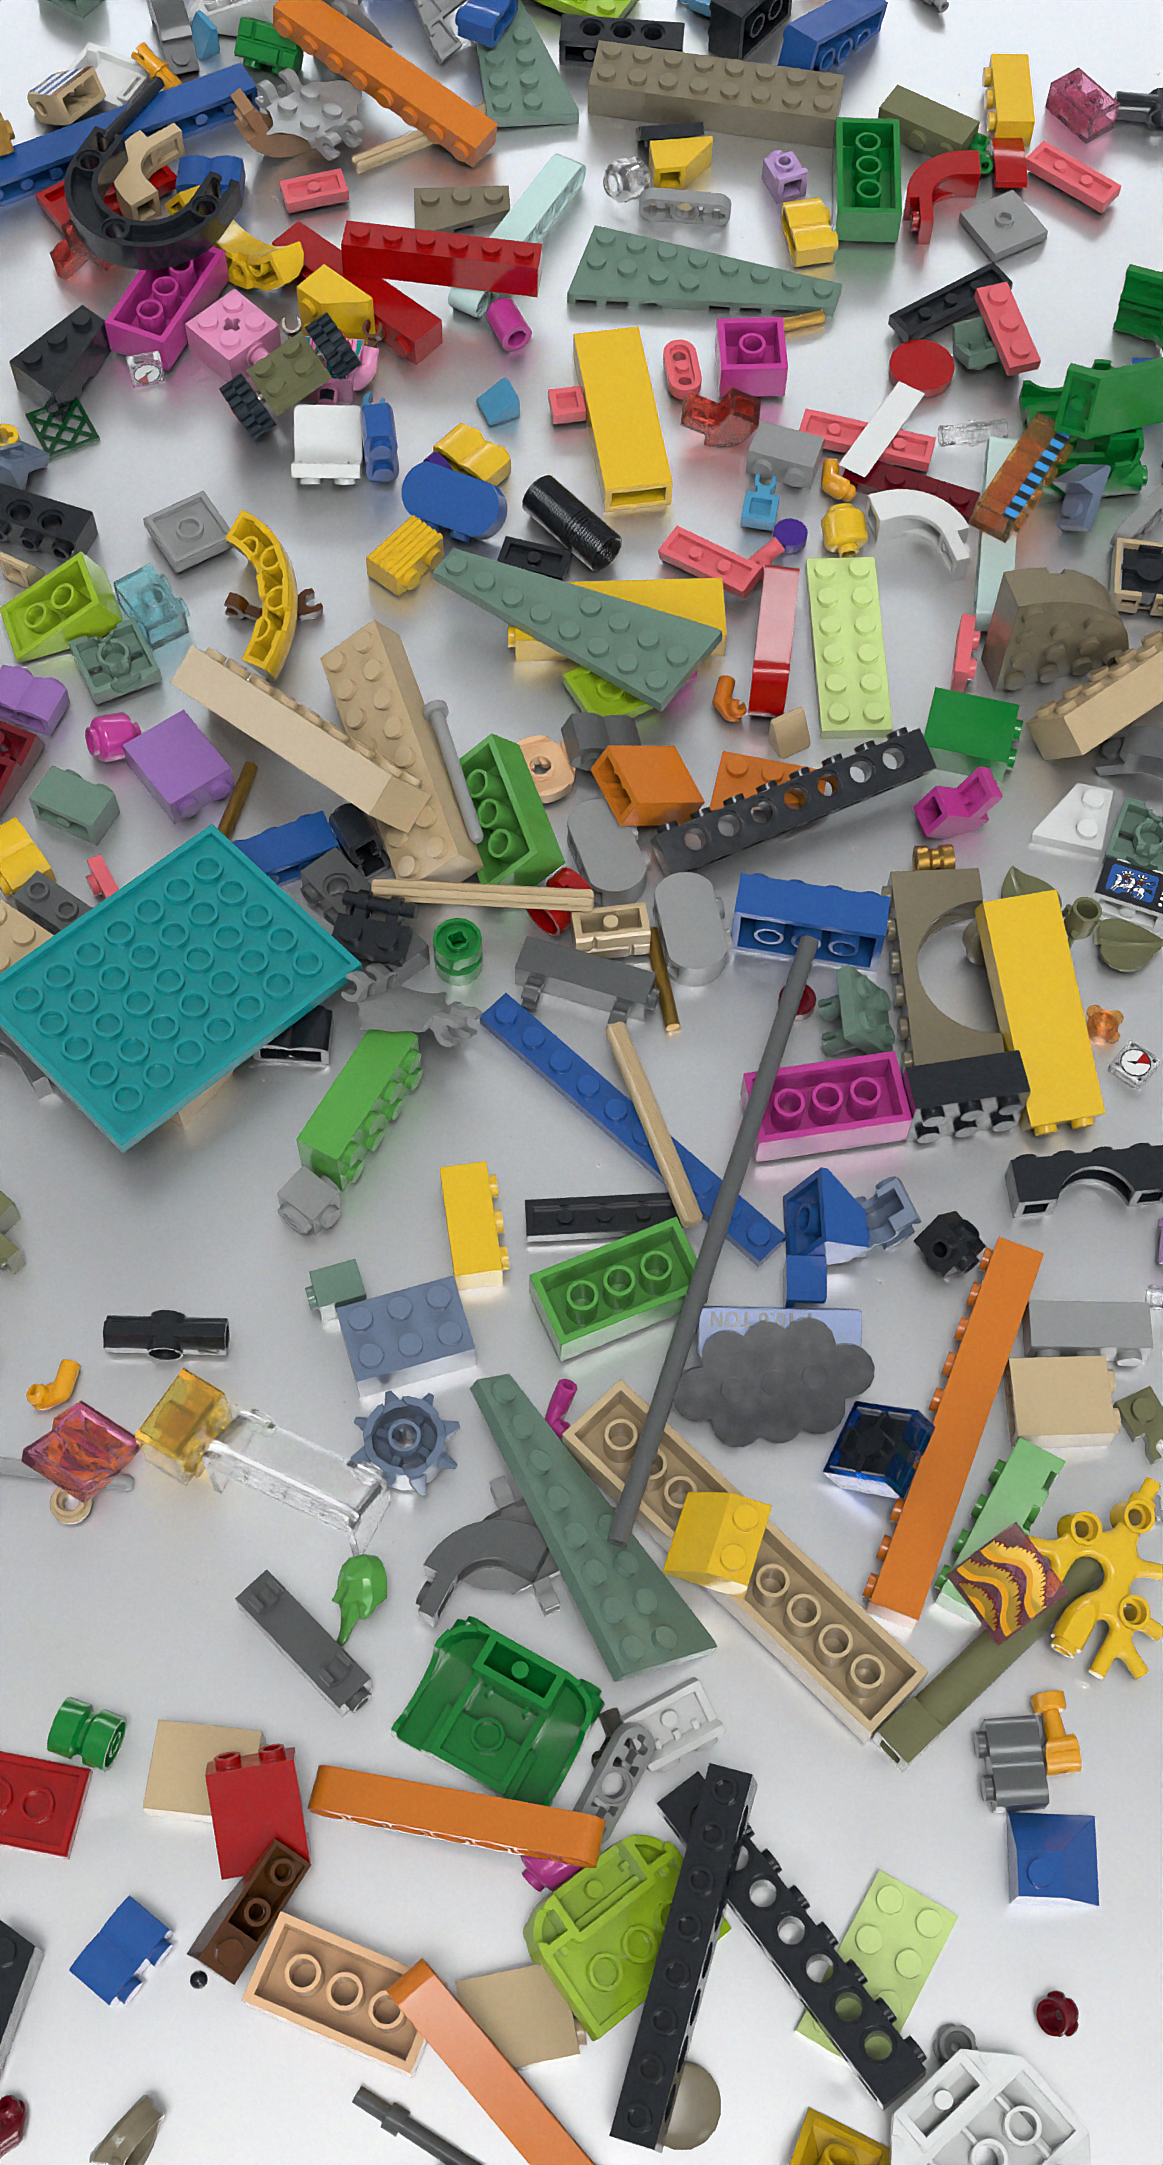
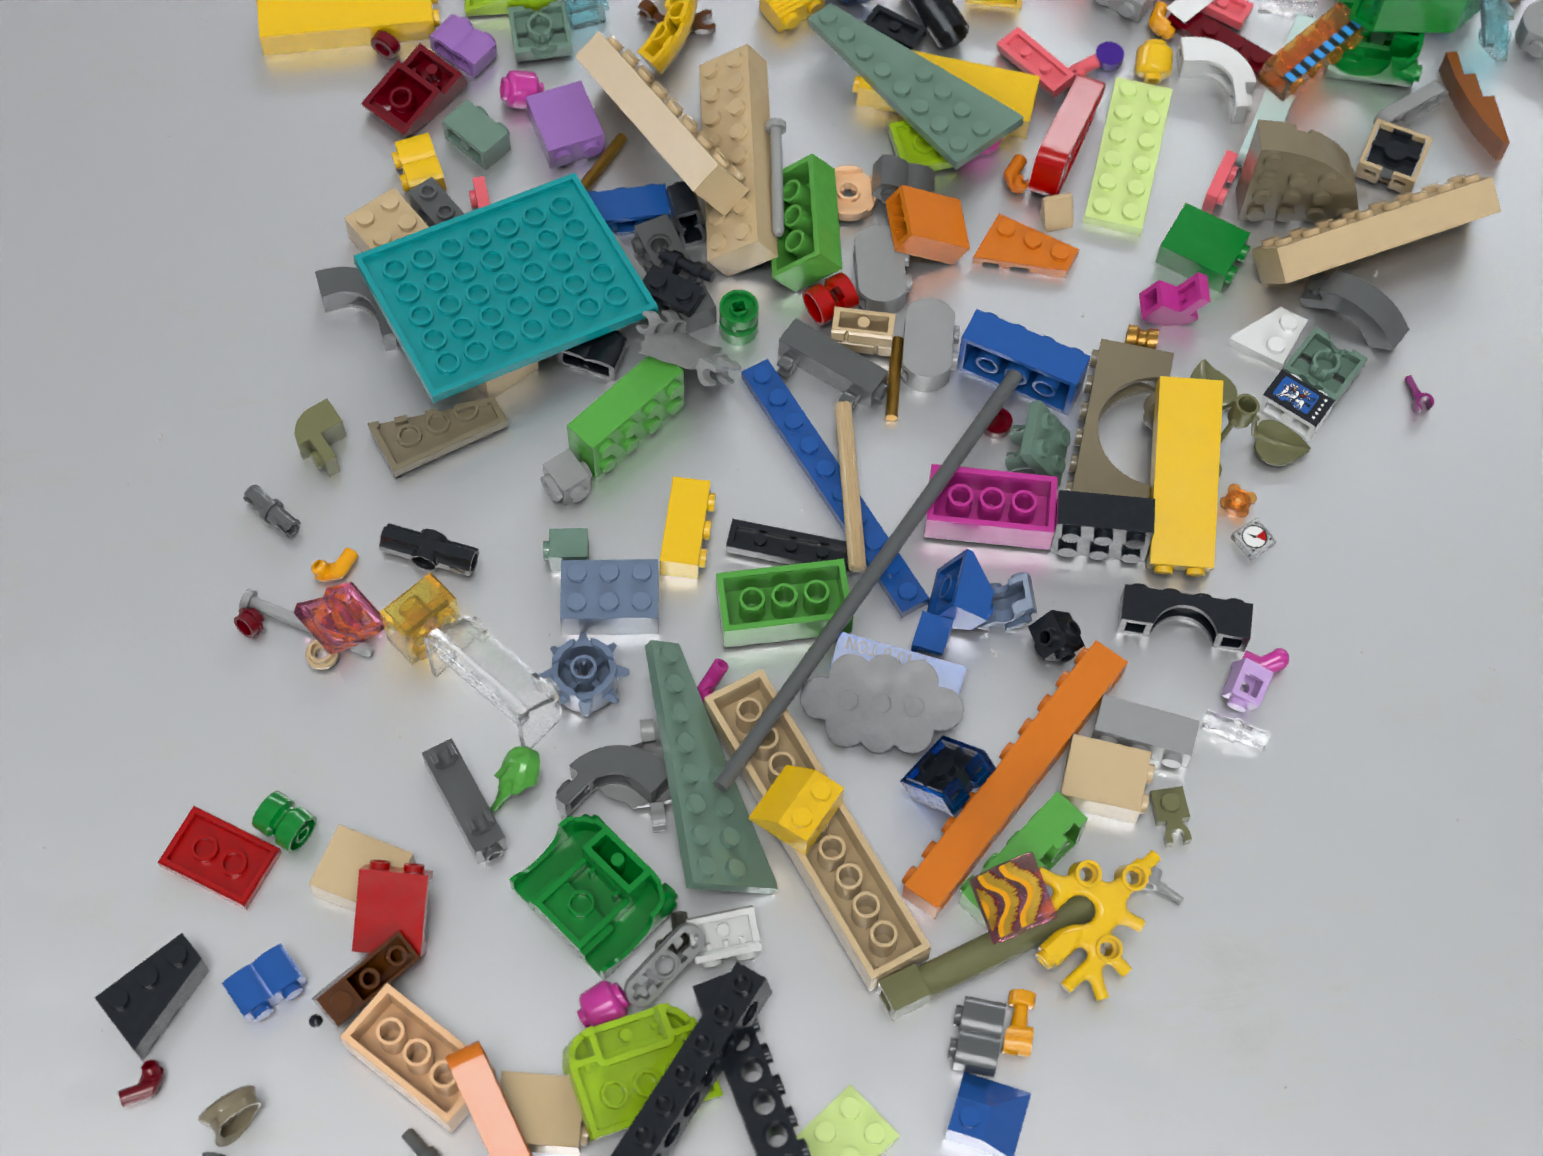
camera: 15 degrees right, 0 degrees up
(119, 1196) = (425, 437): none -> dark tan wing
(457, 1816) = (539, 953): orange beam -> none
(485, 894) = (772, 278): tan axle -> none
(760, 506) = (1092, 27): dark azure plate -> none
(912, 762) = (1147, 260): black brick -> none
(1083, 491) = (1361, 75): sand blue slope -> none

